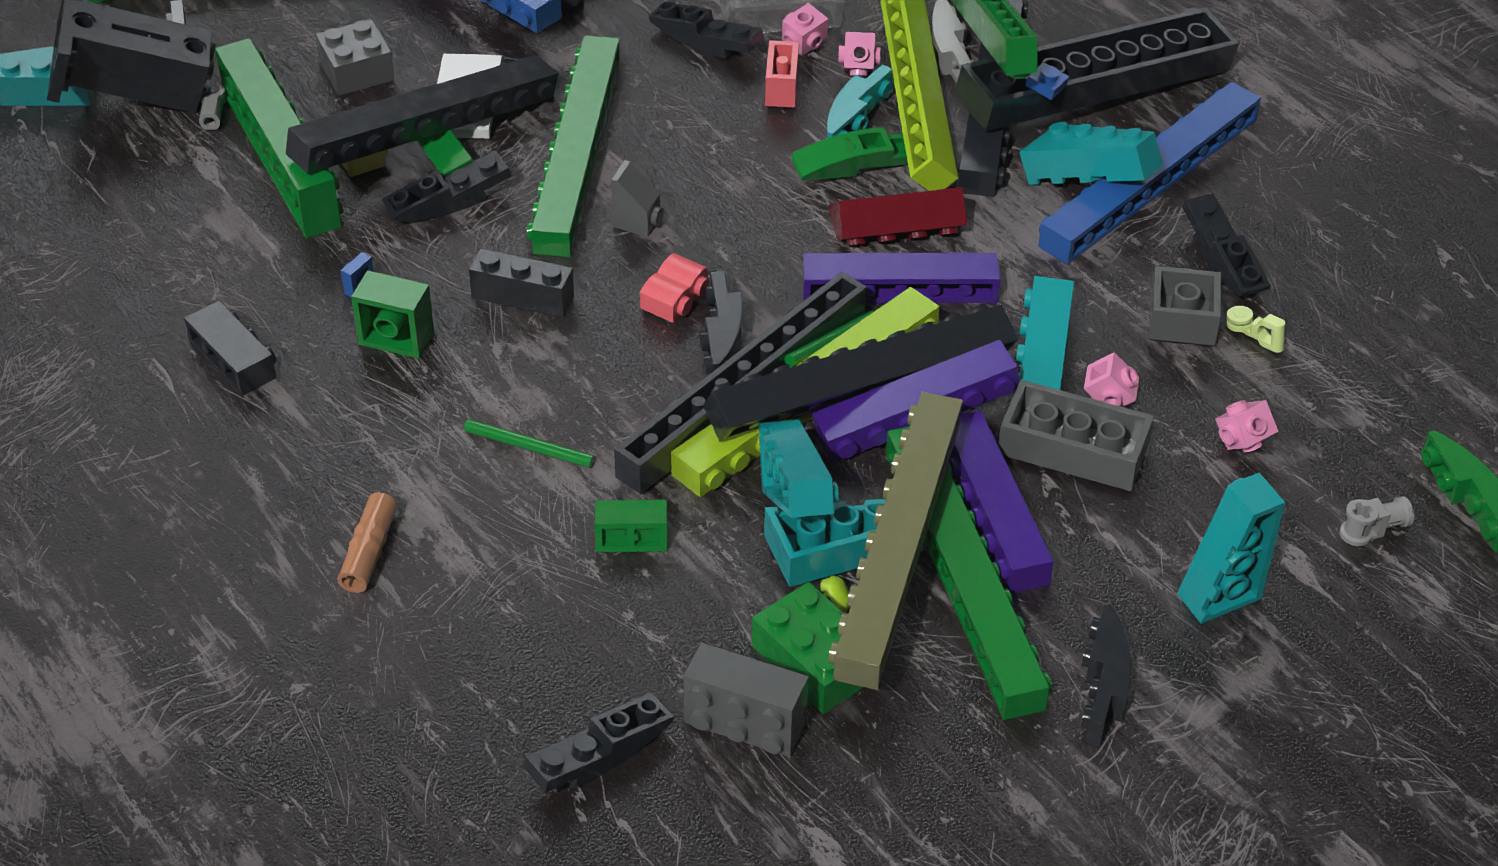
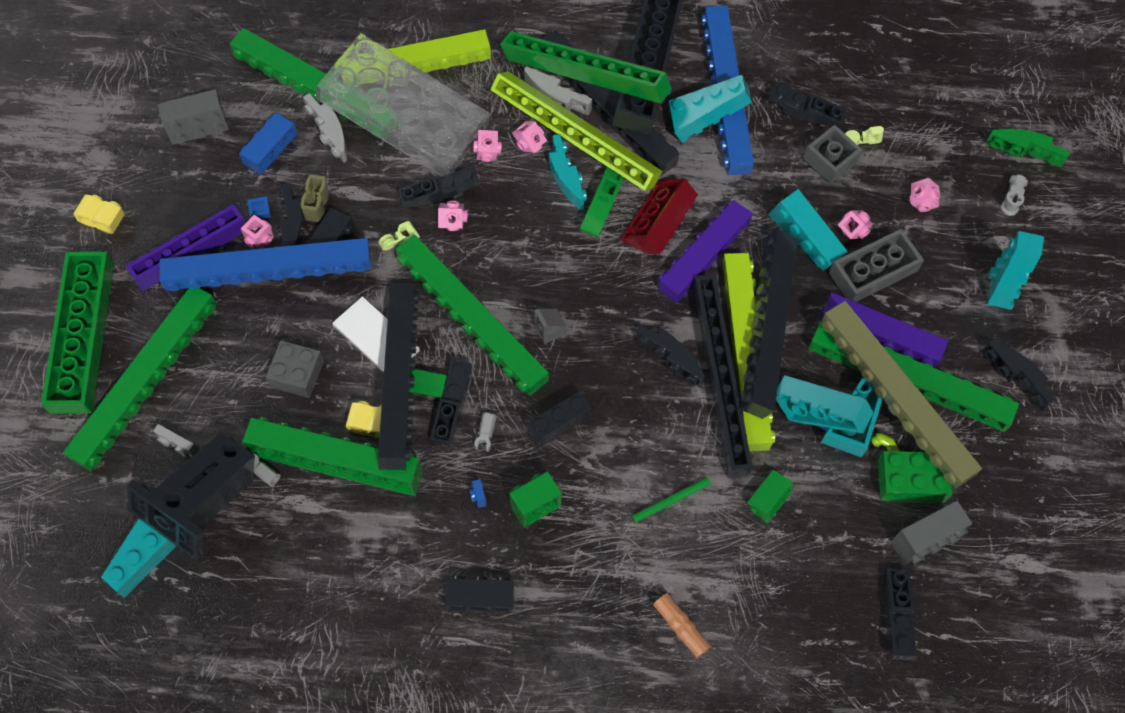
camera: 50 degrees left, 20 degrees up
(443, 240) = (486, 430): none -> light grey bar
(628, 38) = (388, 241): none -> yellowish green piece
(674, 288) = (623, 353): coral brick -> none
(680, 55) = (452, 215): none -> bright pink brick
(781, 74) = (513, 182): coral brick -> none
(807, 350) = (732, 344): green bar -> none
(866, 418) = (804, 310): dark purple brick -> none

